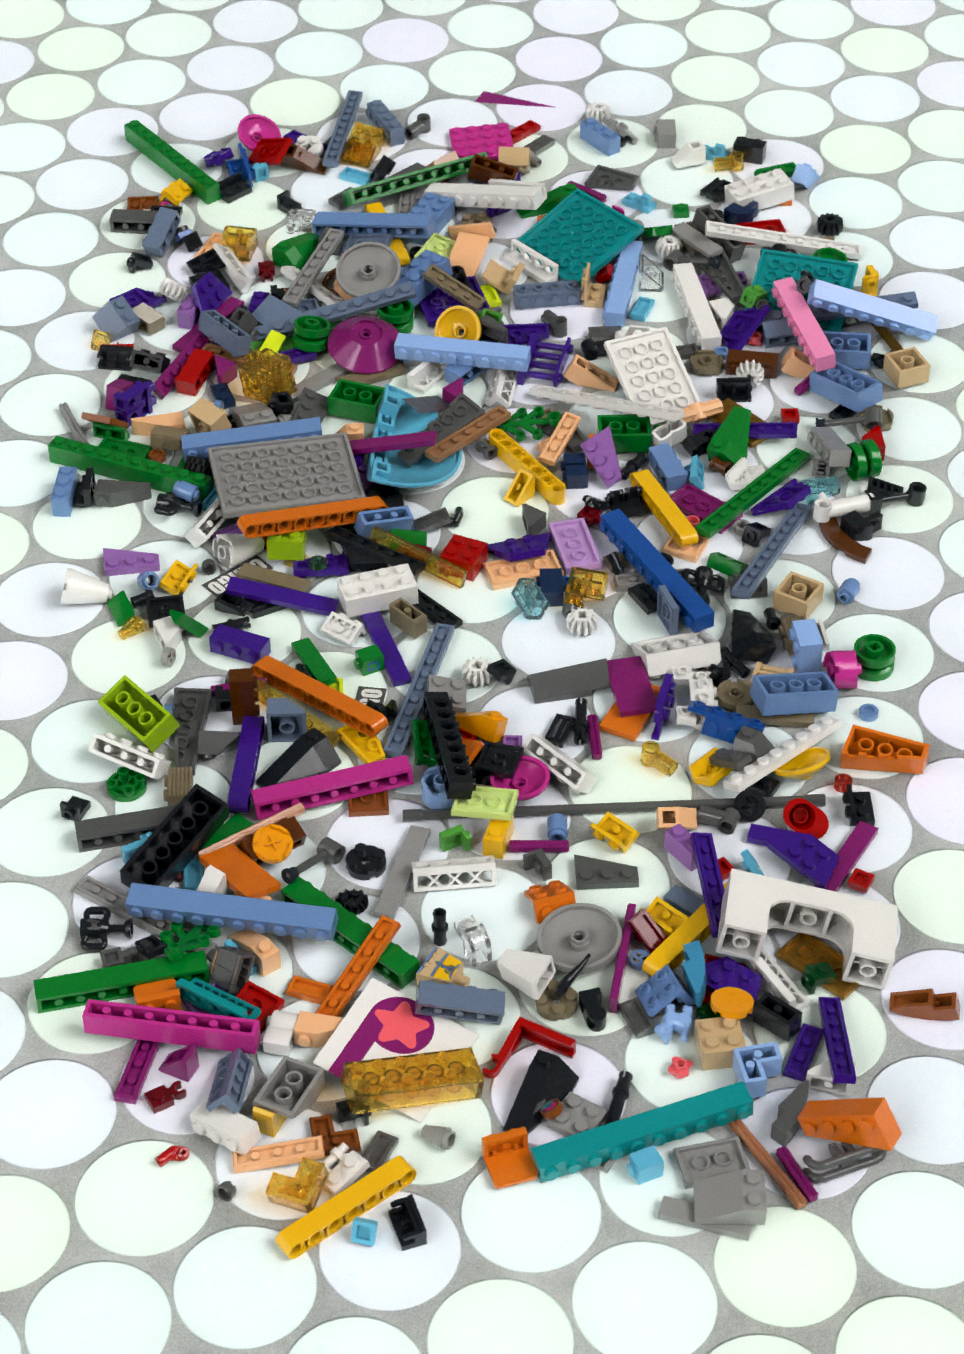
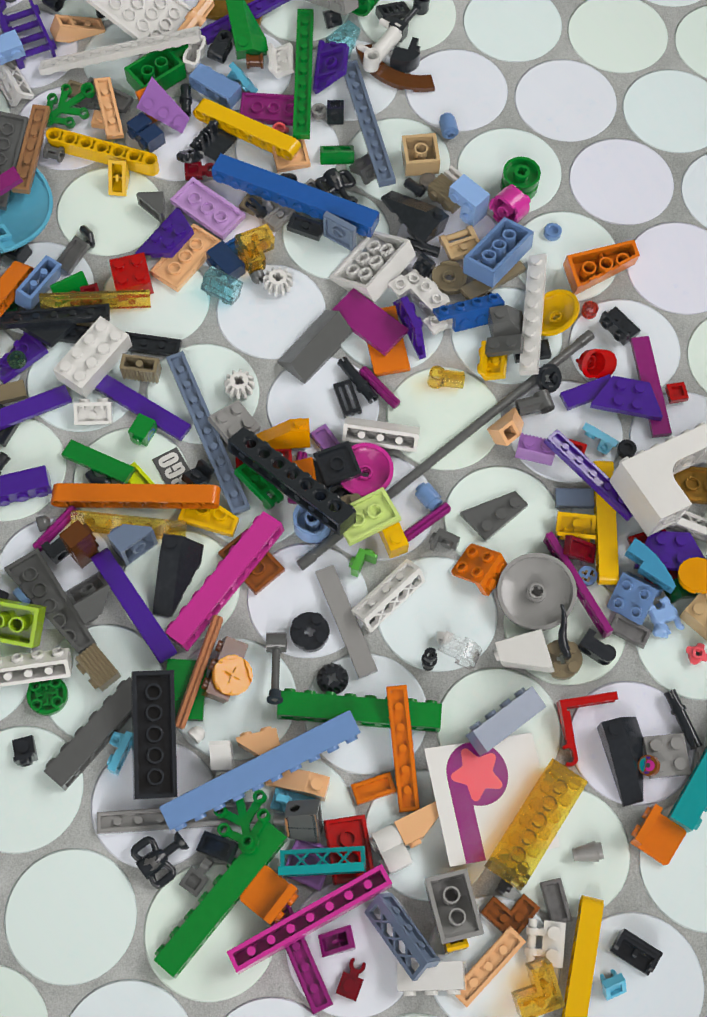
camera: 40 degrees left, 25 degrees up
(193, 875) = (187, 748): medium azure tile -> none
(242, 873) = (229, 721): orange tile -> none
(442, 968) = (462, 698): torso -> none
(502, 671) = (261, 373): black bracket -> none
(615, 832) = (473, 469): yellow bracket -> none

